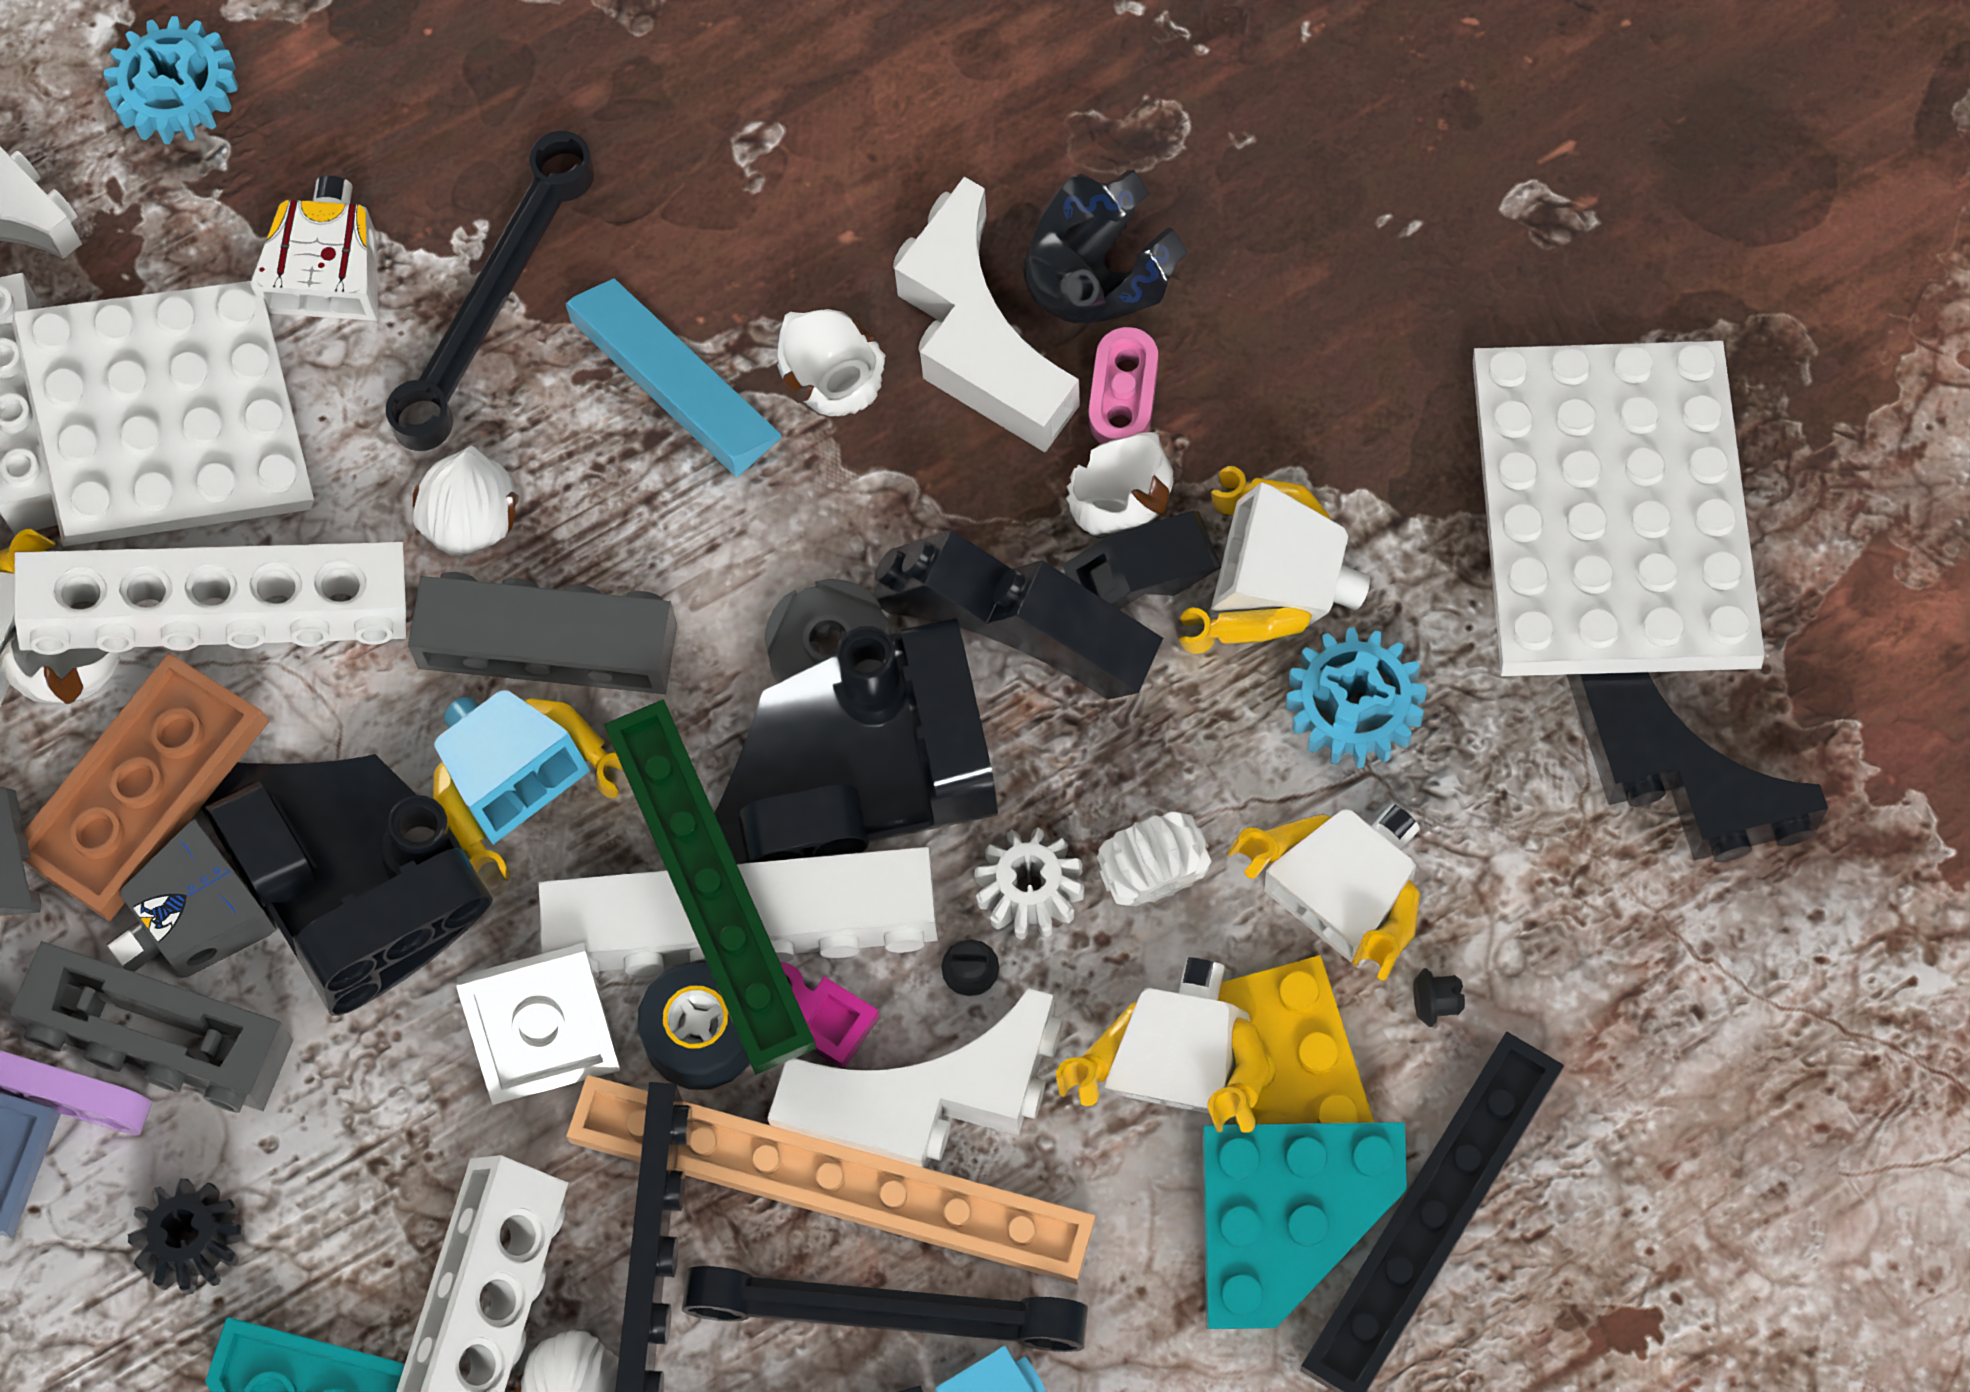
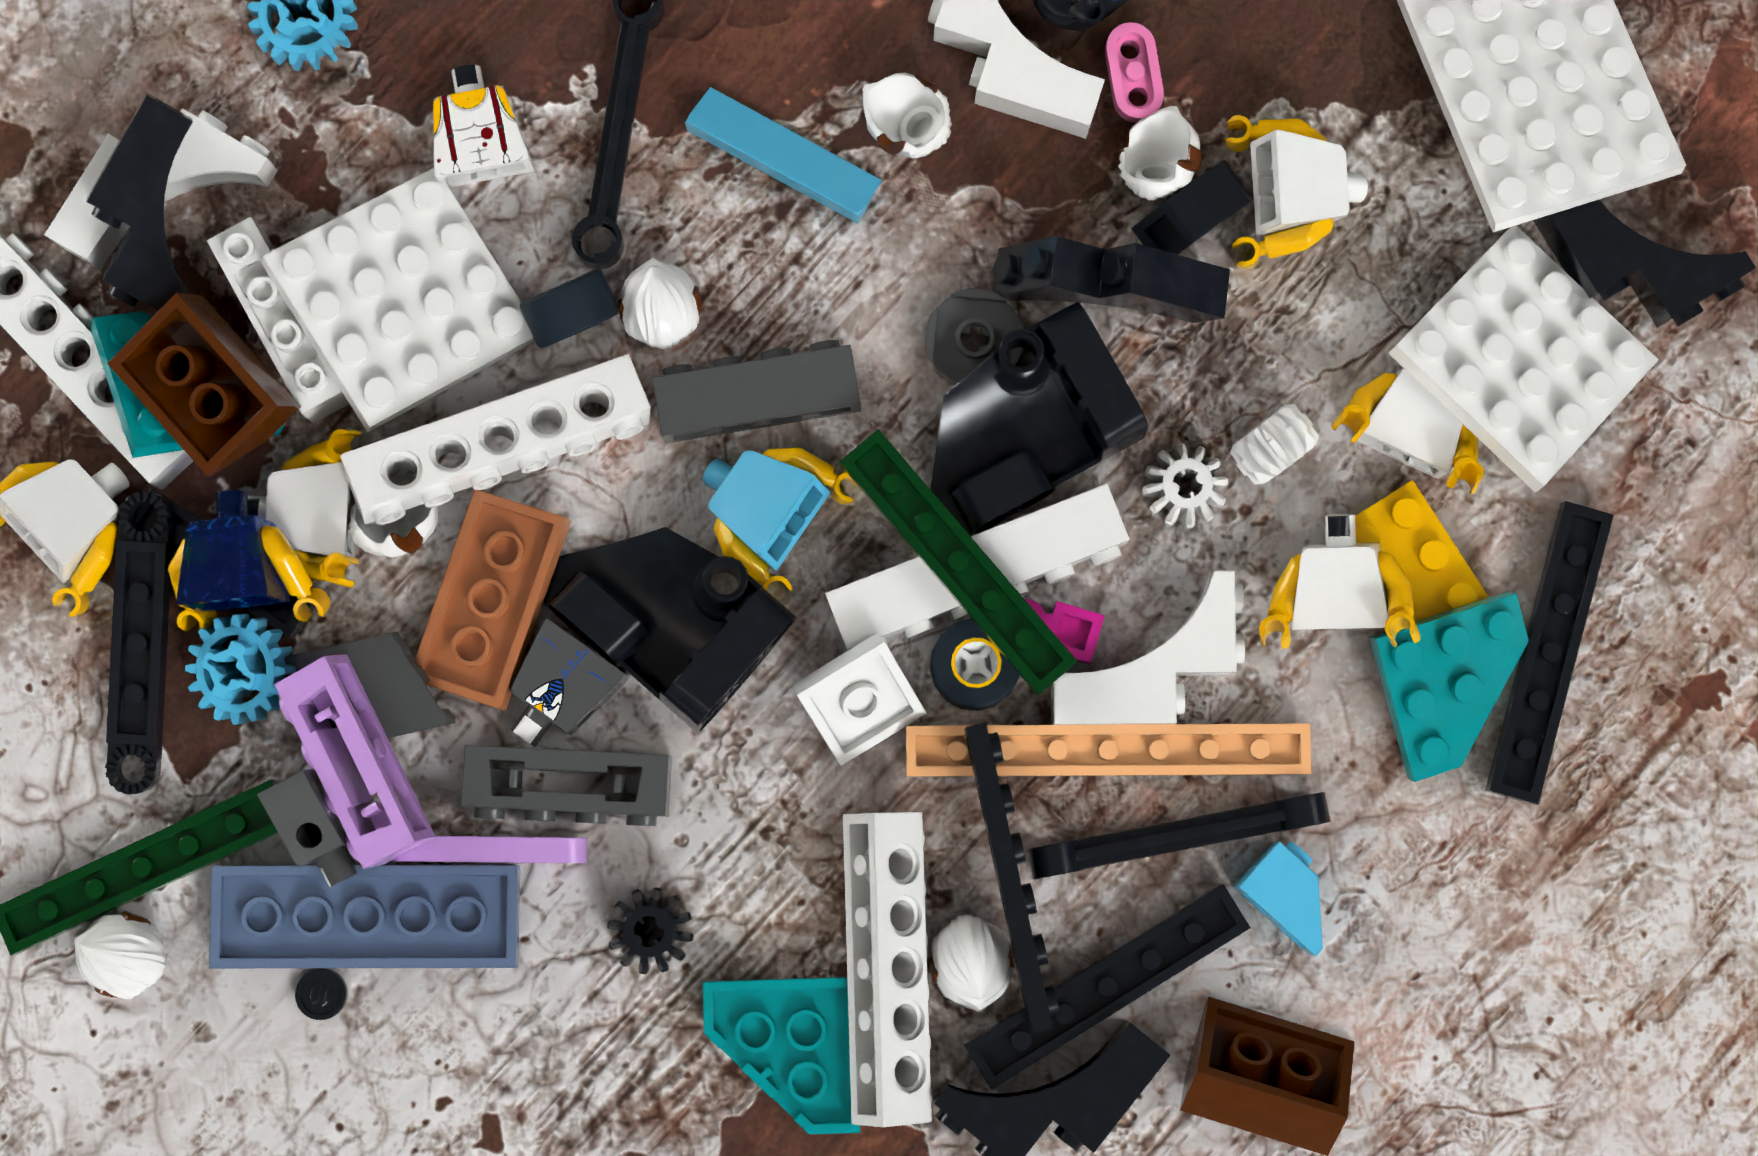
camera: 25 degrees left, 15 degrees up
(354, 475) = (569, 308): none -> black wheel
(970, 967) = (1157, 560): black piece -> none
(1378, 707) = (1384, 253): medium azure gear -> none
(1437, 996) = (1503, 487): black piece -> none
(1502, 841) = (1524, 358): none -> white plate

